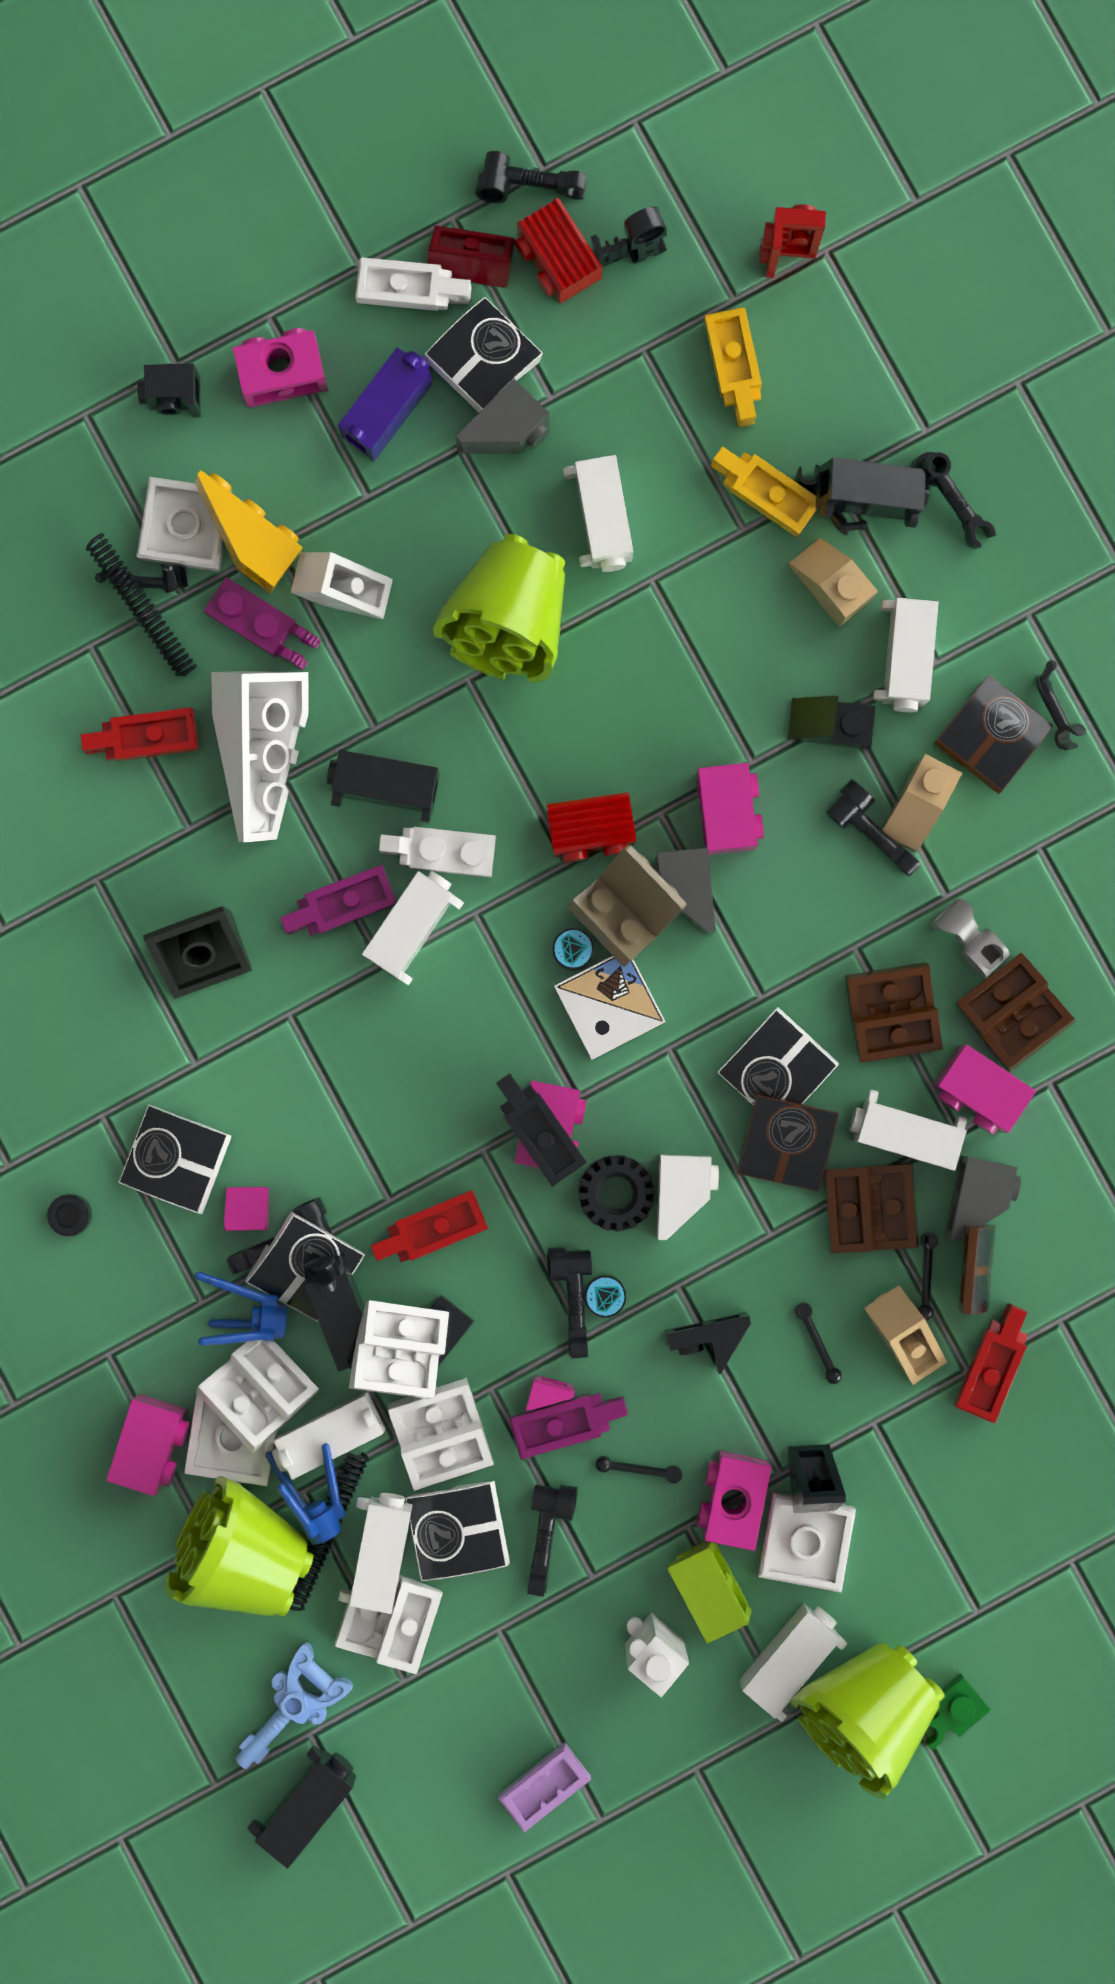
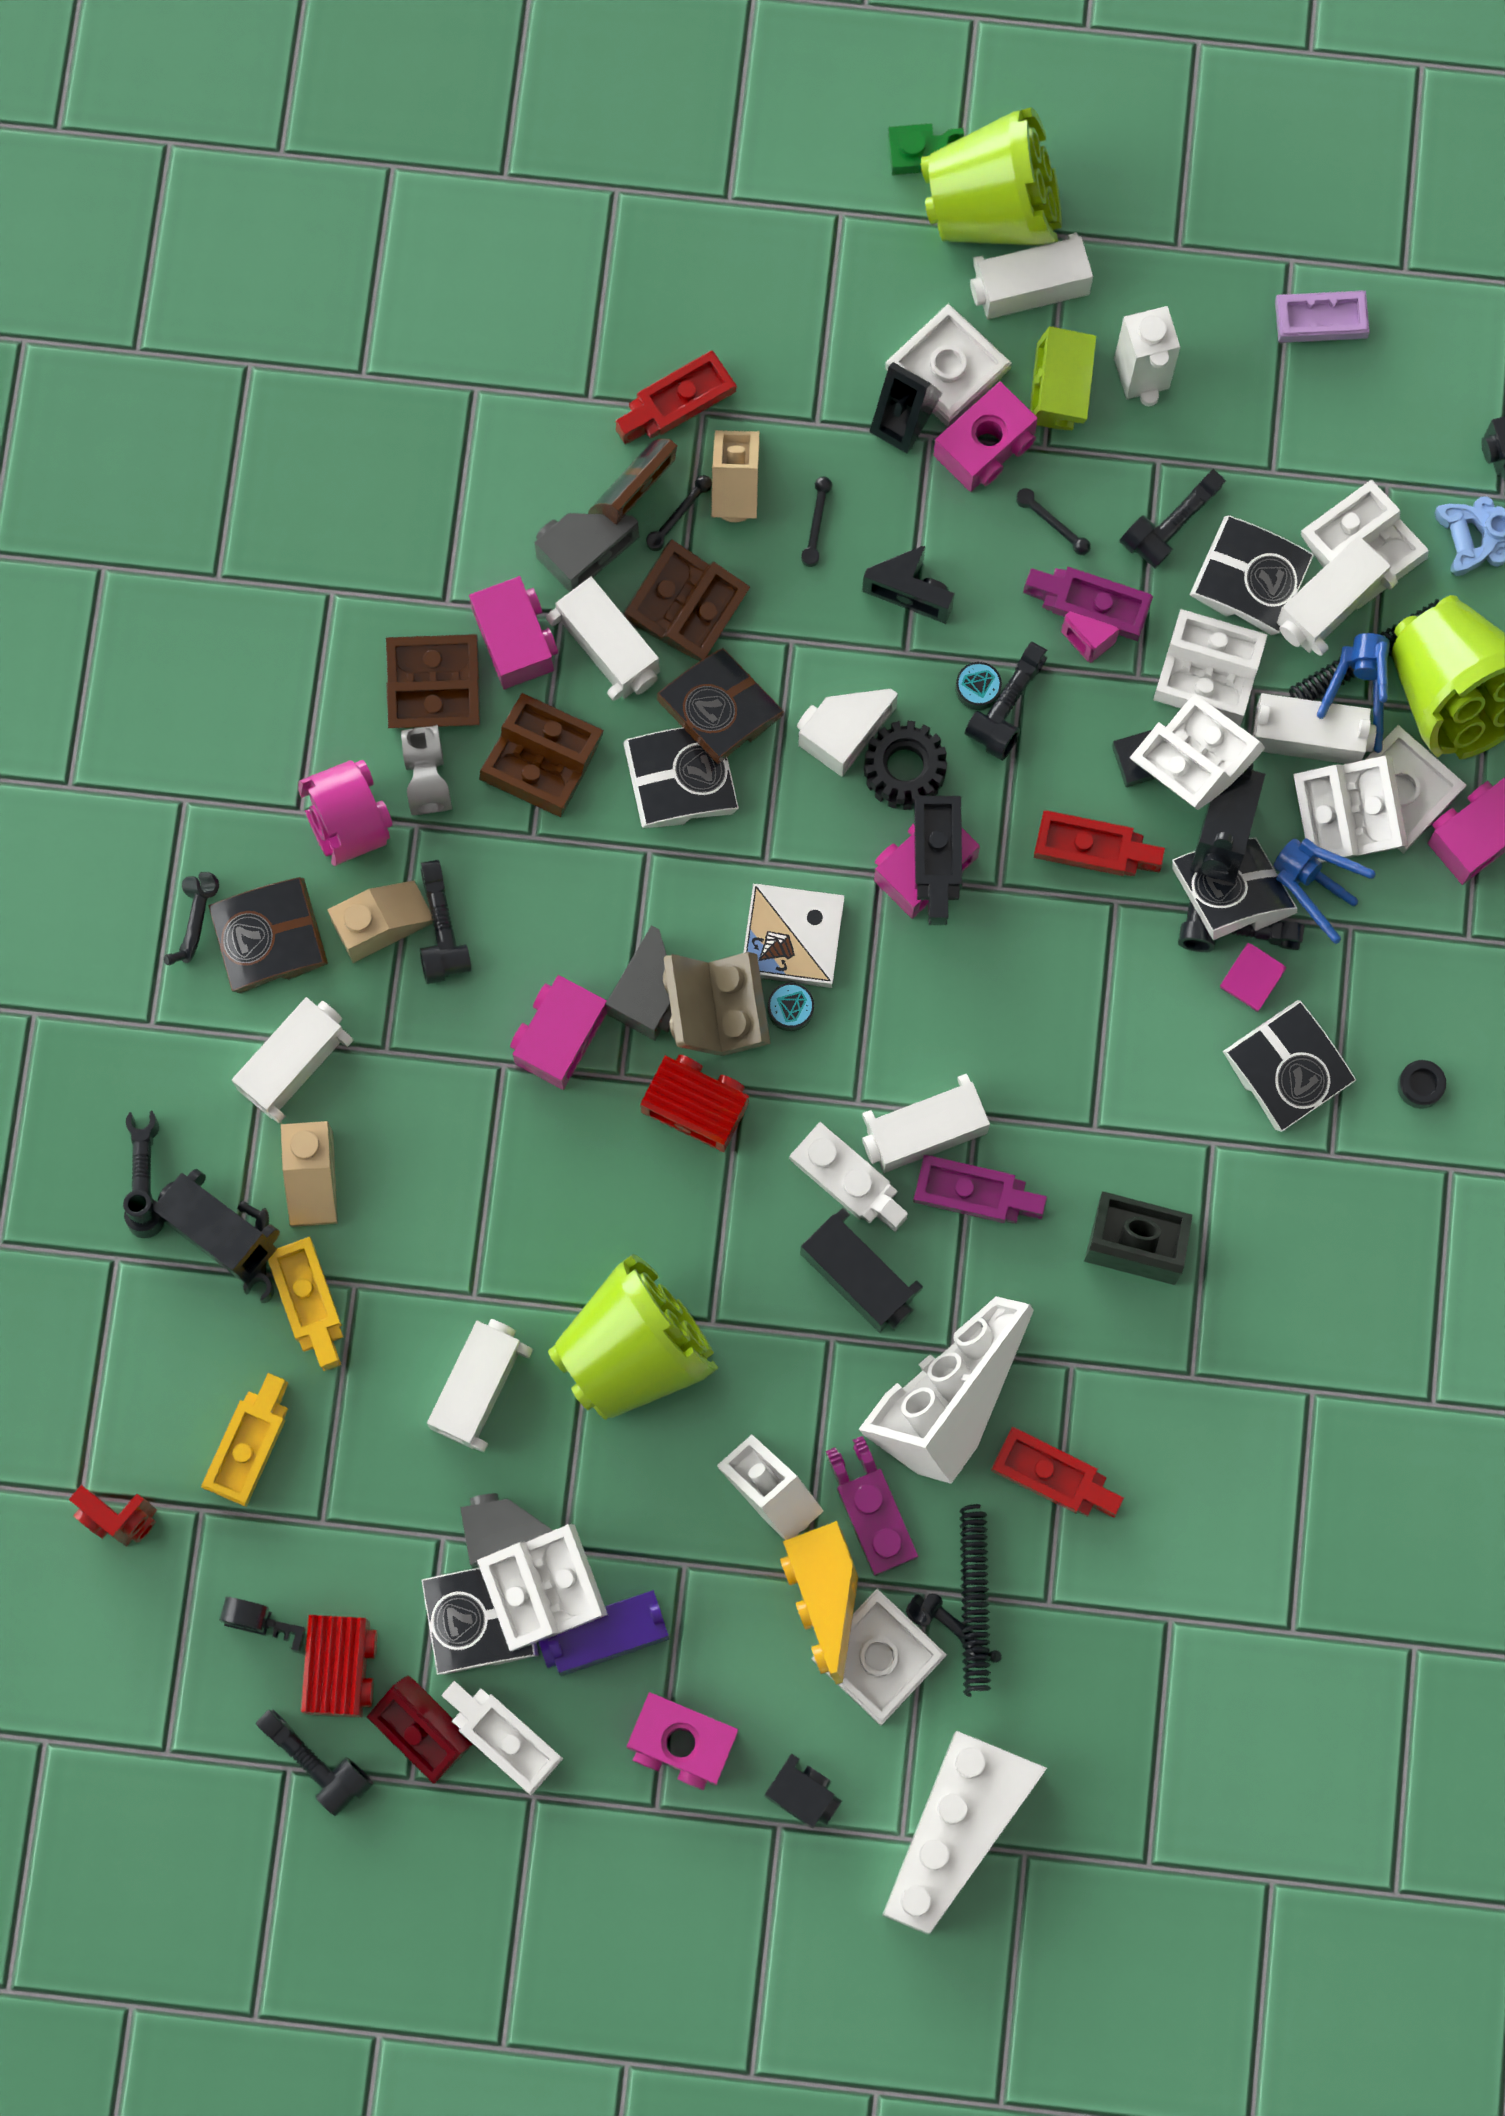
camera: 145 degrees left, 10 degrees down
(45, 446) = (962, 1819): none -> white wedge
(449, 393) = (542, 1587): none -> white slope
(831, 722) = (406, 1048): black slope -> none
(1005, 858) = (345, 812): none -> dark pink brick

